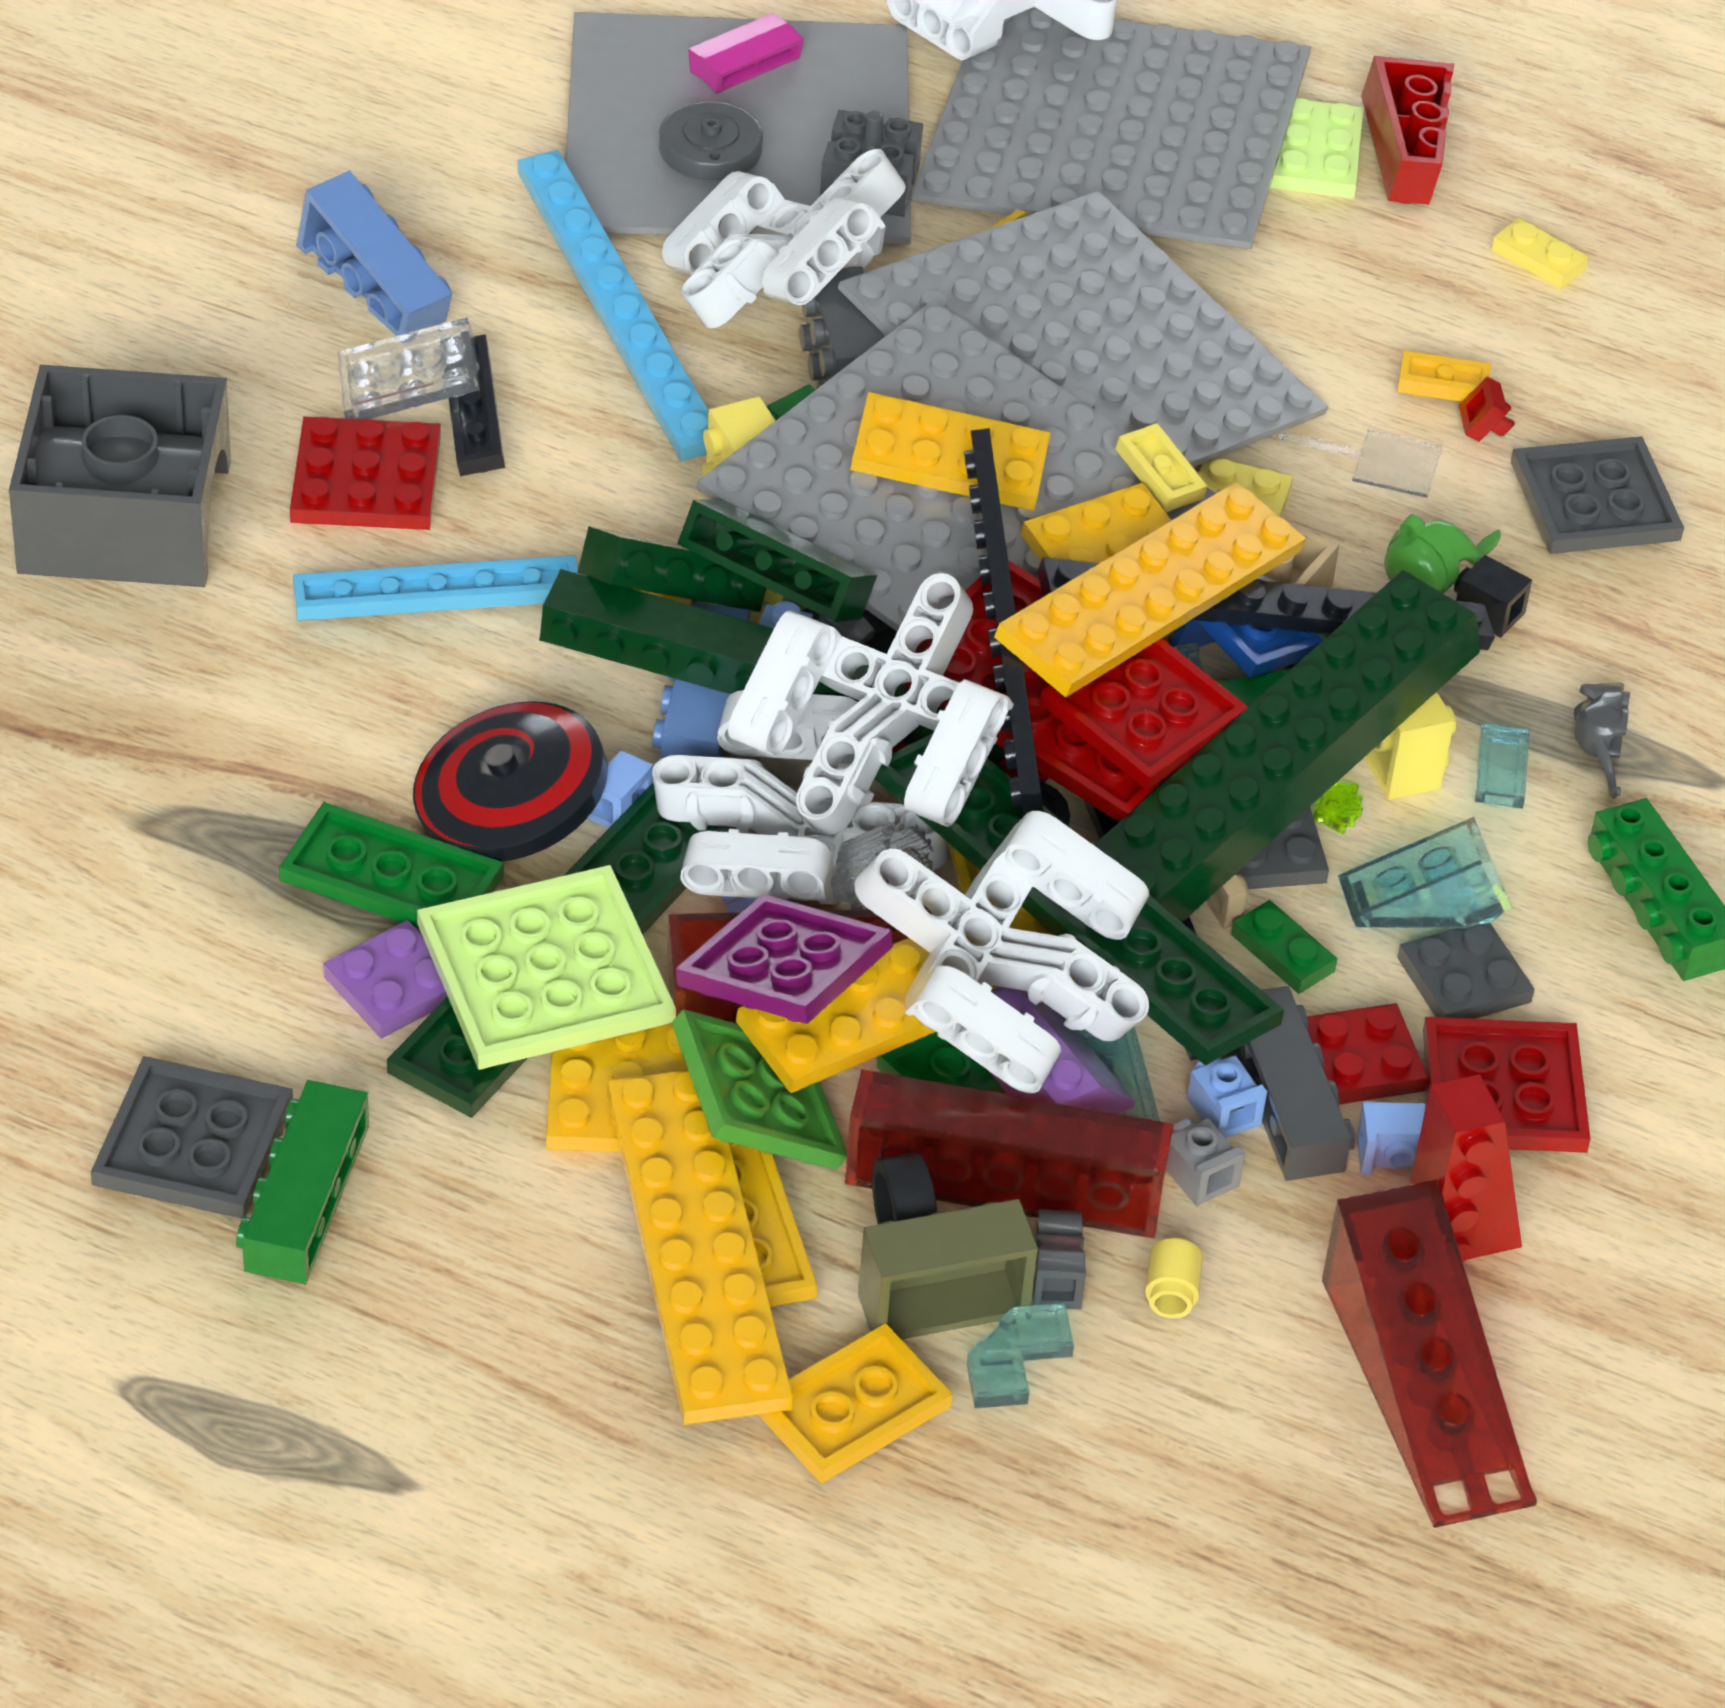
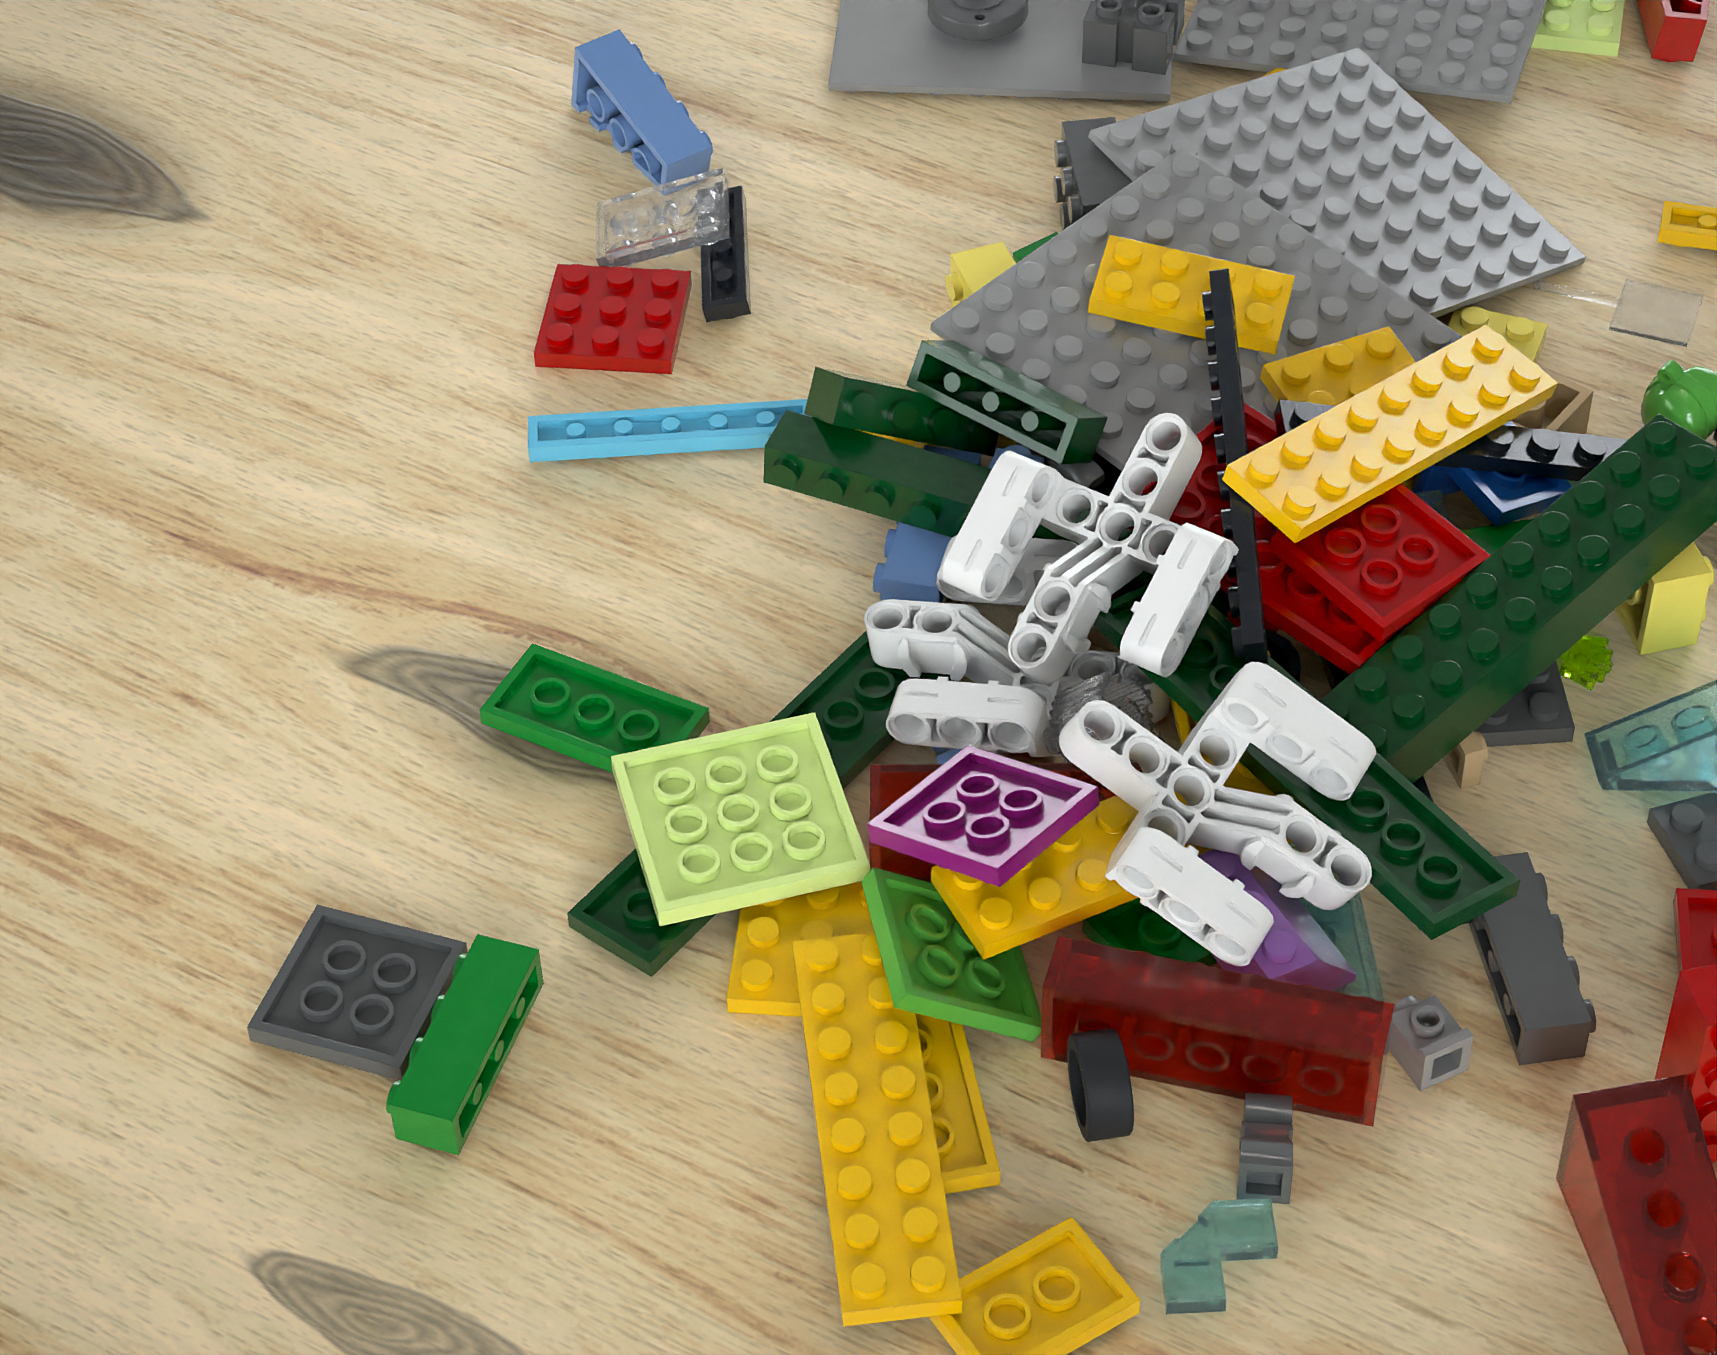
camera: 10 degrees right, 0 degrees up
(118, 475) = (363, 317): dark grey piece -> none
(388, 979) = (579, 828): medium lavender plate -> none
(511, 780) = (724, 624): black dish -> none
(617, 302) = (875, 155): medium azure plate -> none
(626, 781) = (828, 633): light blue brick -> none
(784, 240) = (1037, 90): white piece -> none
(947, 1269) = (1141, 1158): olive piece -> none
(1161, 467) = (1409, 311): light yellow plate -> none
(1174, 1277) = (1391, 1172): light yellow brick -> none
(1225, 1087) = (1457, 971): light blue brick -> none
(1284, 946) = (1524, 809): green plate -> none
(1368, 1053) = (1613, 926): red plate -> none
(1388, 1135) = (1634, 1018): light blue brick -> none

